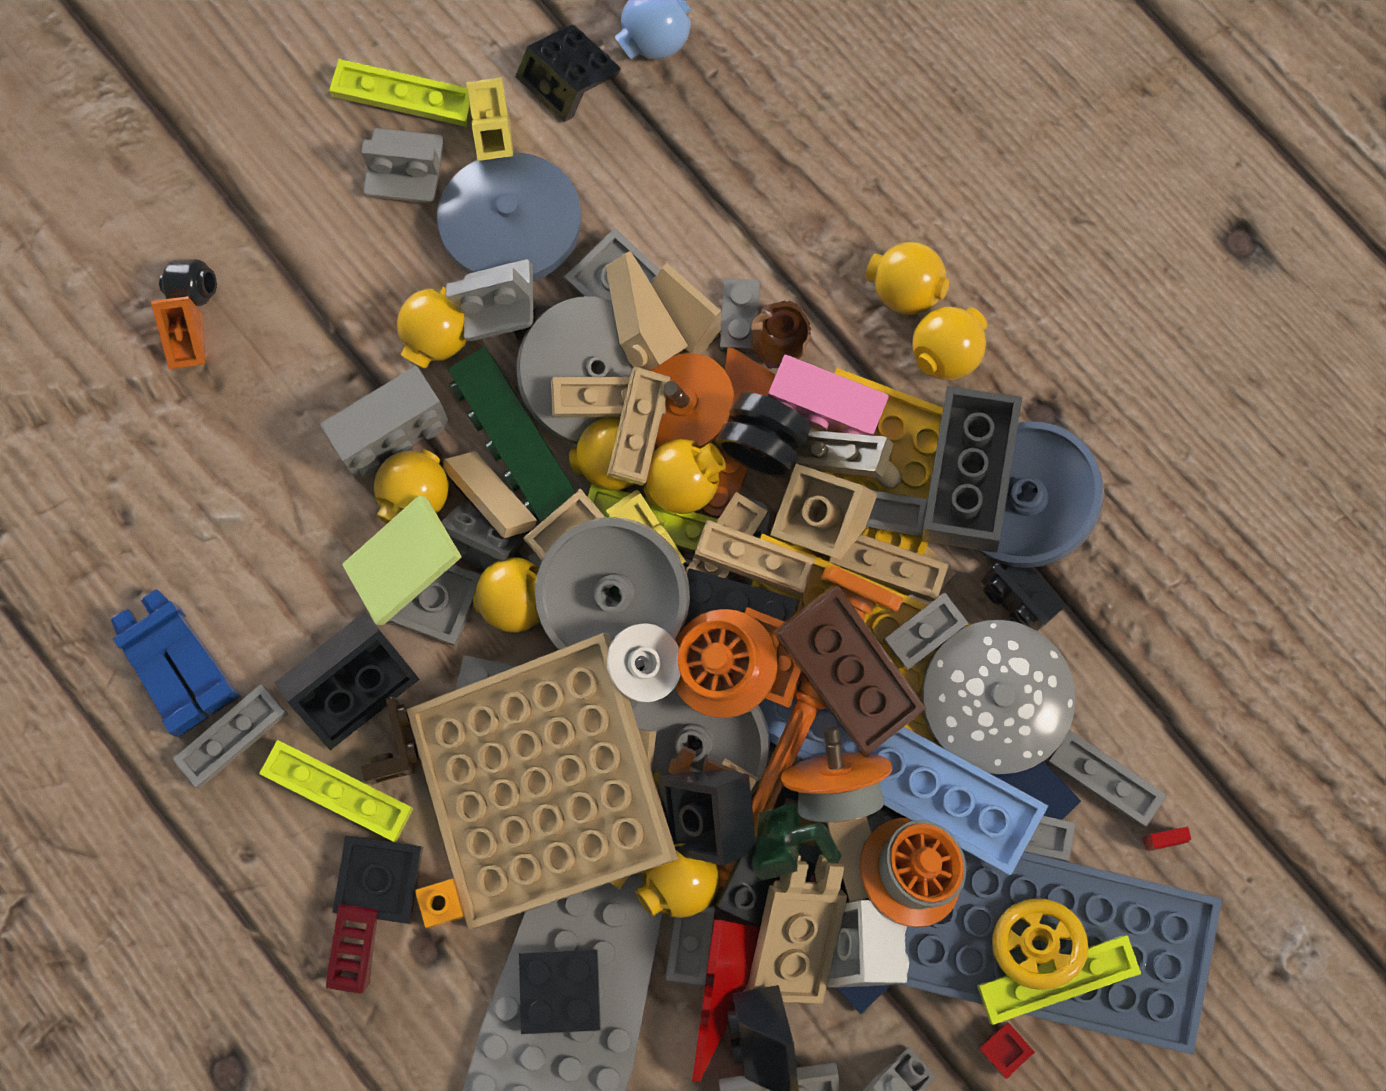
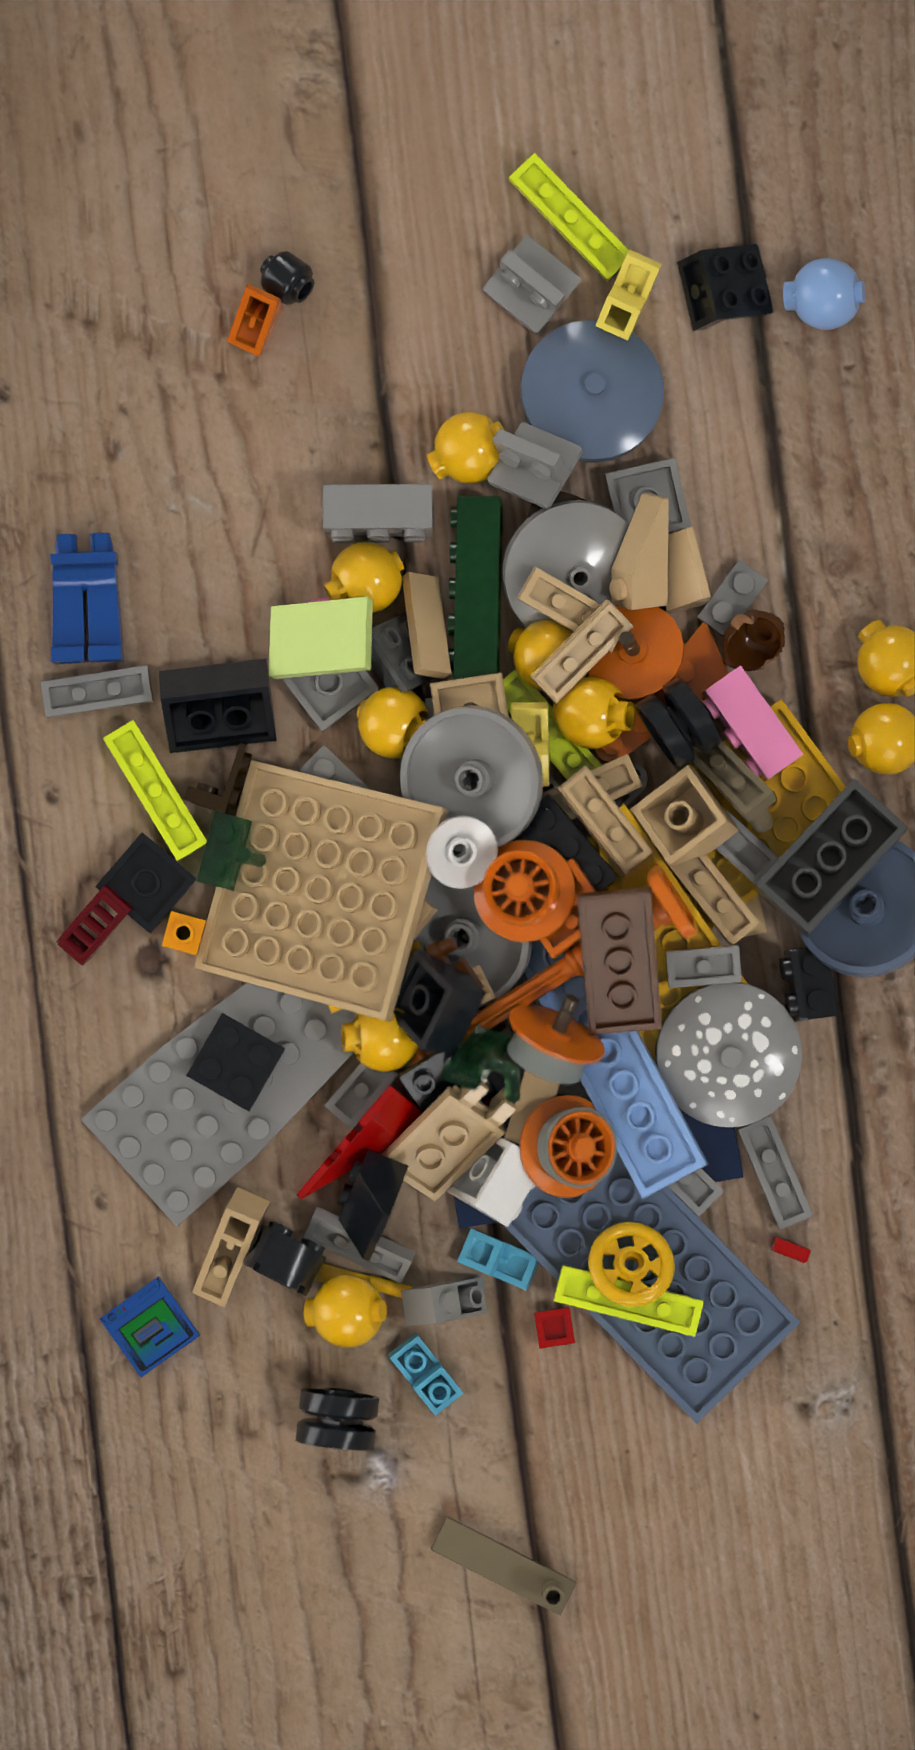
camera: 30 degrees right, 10 degrees up
(433, 803) = (226, 852): none -> clear green plate
(914, 1019) = (498, 1259): none -> medium azure slope

